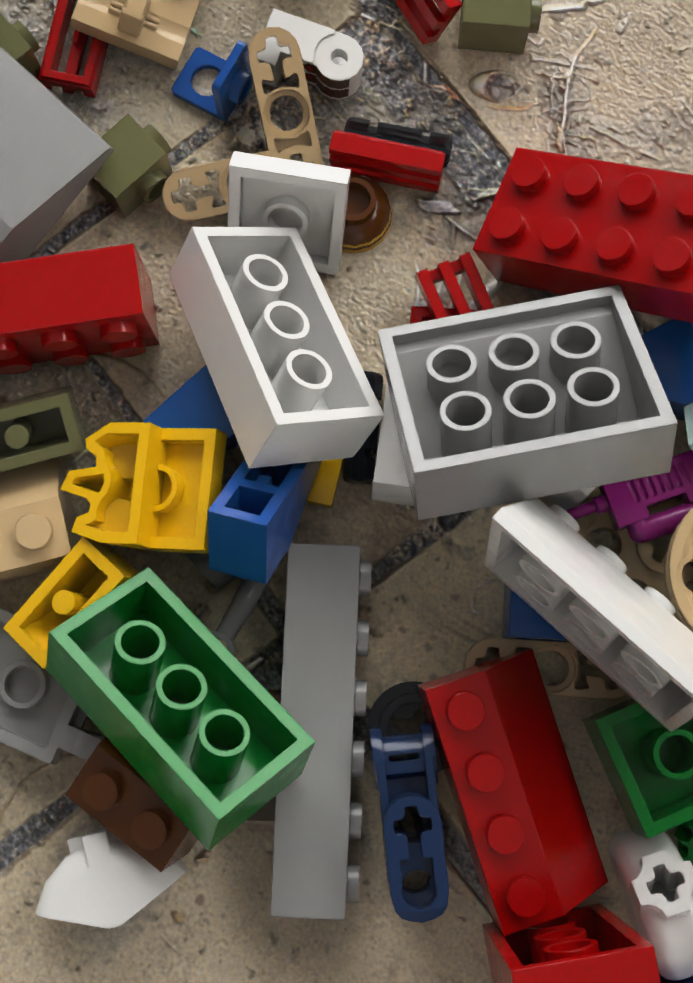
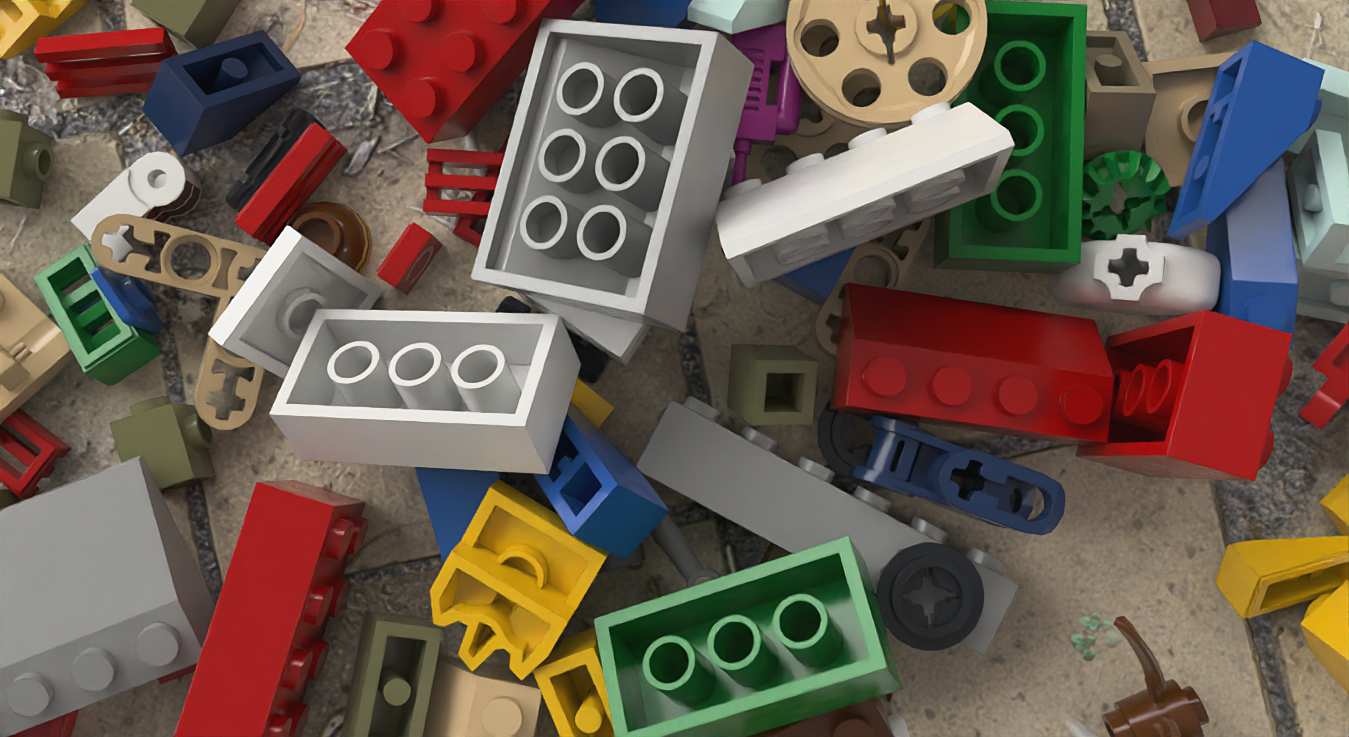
camera: 65 degrees left, 5 degrees up
(187, 92) = (114, 350): none -> green slope
(288, 871) = (952, 617): none -> black gear
(372, 281) = (409, 258): none -> red tile
(414, 626) = (772, 384): none -> olive brick
(433, 69) = (217, 90): none -> dark blue slope

